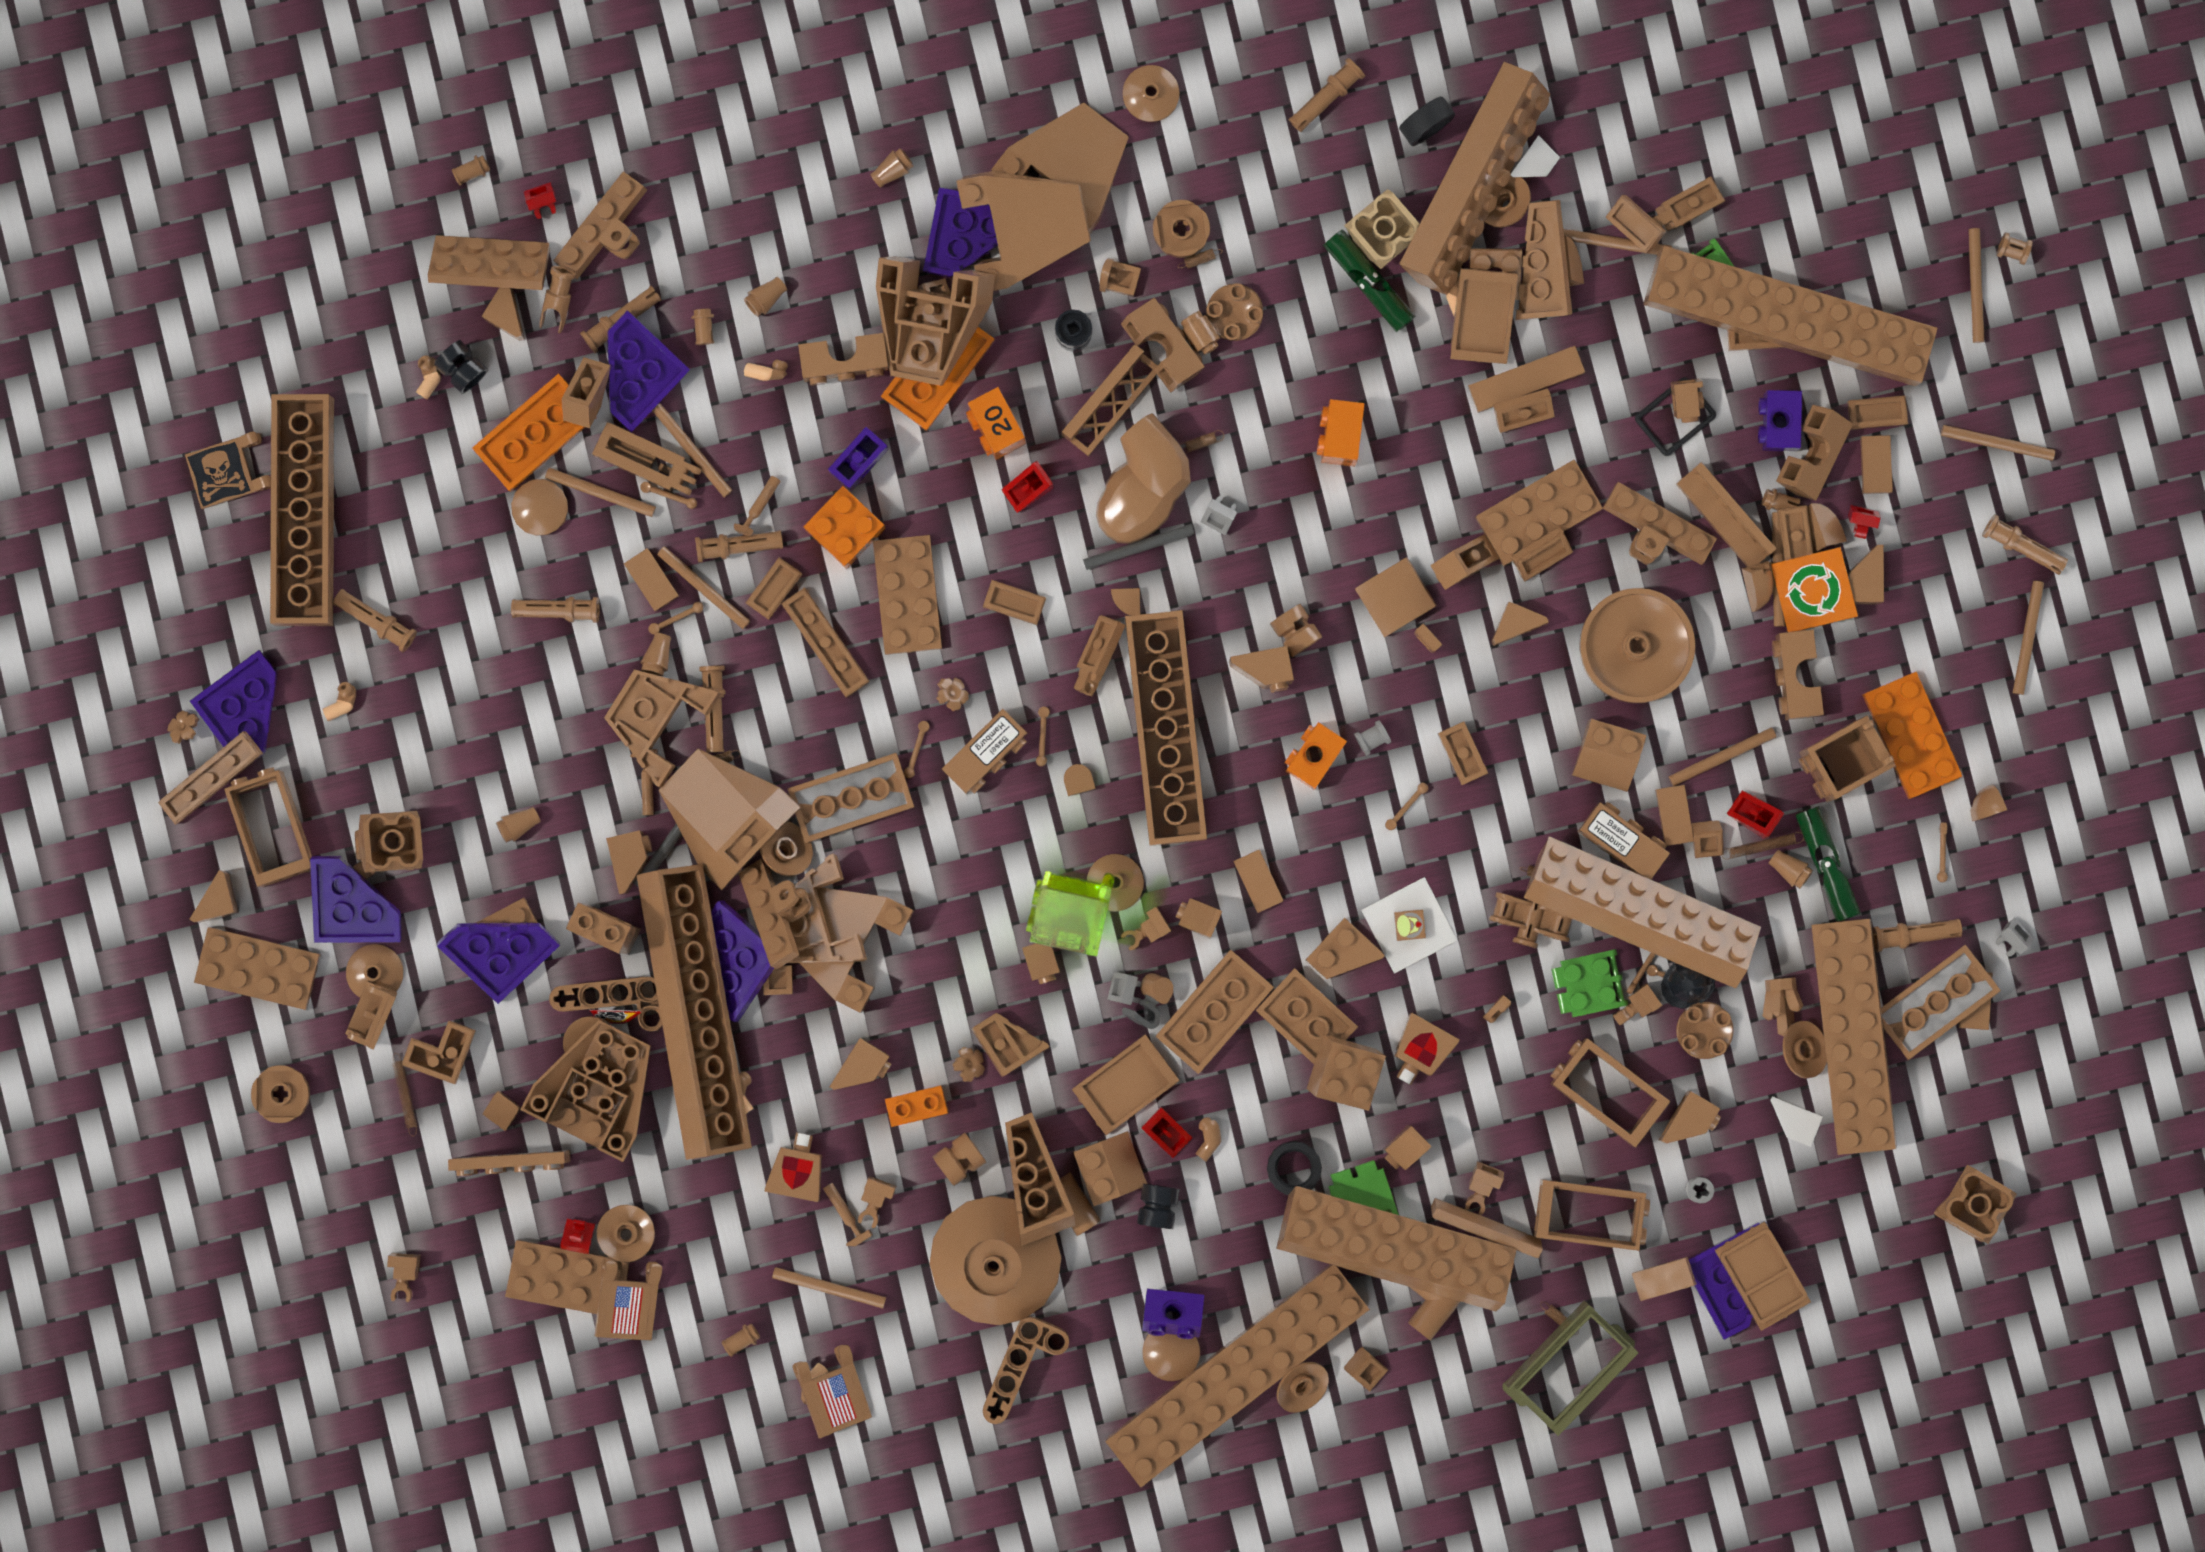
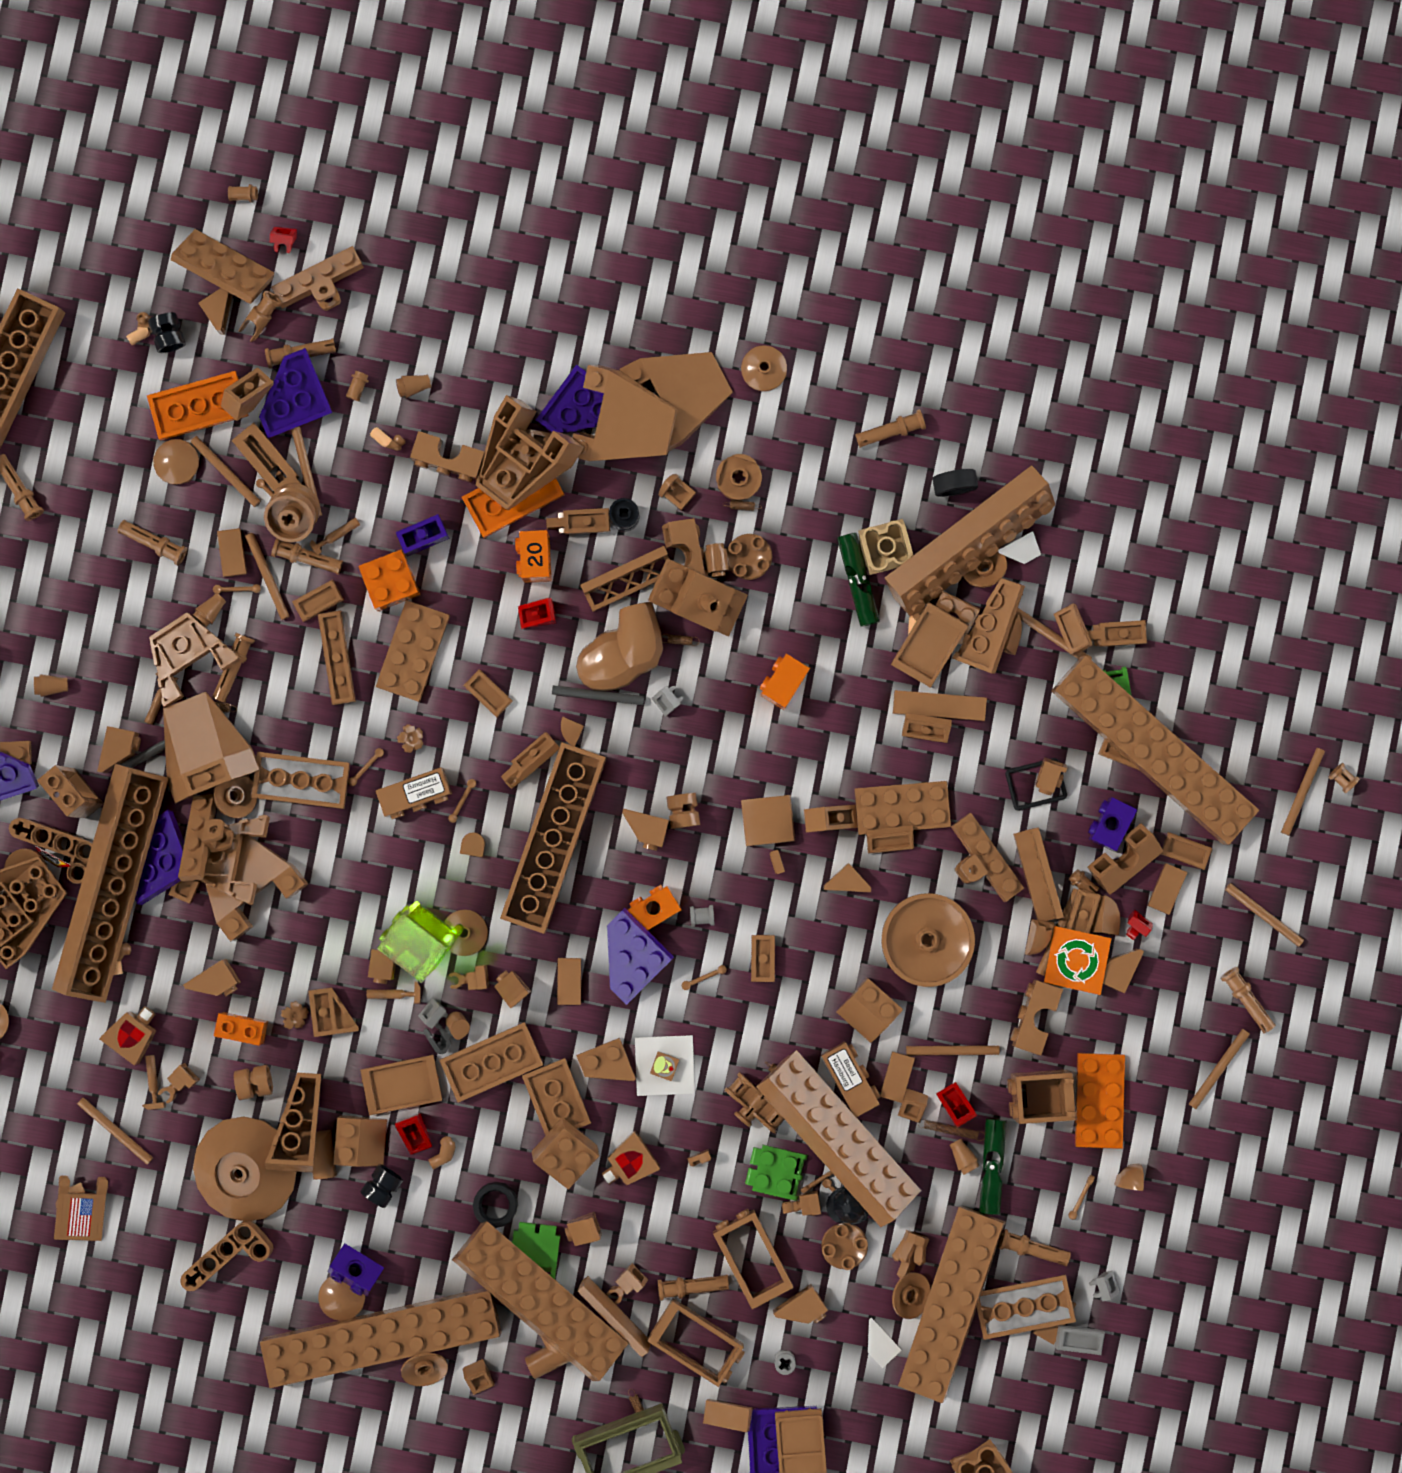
camera: 25 degrees right, 0 degrees up
(700, 502) = (292, 512): none -> medium nougat wheel
(741, 1339) = (29, 1139): medium nougat pin -> none
(893, 167) = (550, 334): medium nougat cone -> none
(1028, 361) = (581, 521): none -> medium nougat hinge
(1070, 987) = (395, 994): none -> medium nougat piece
(1200, 383) = (697, 597): none -> medium nougat brick
(1317, 818) = (633, 956): none -> plate
(1544, 1162) = (681, 1287): none -> medium nougat pin
(2015, 1010) = (1079, 1339): none -> light grey tile

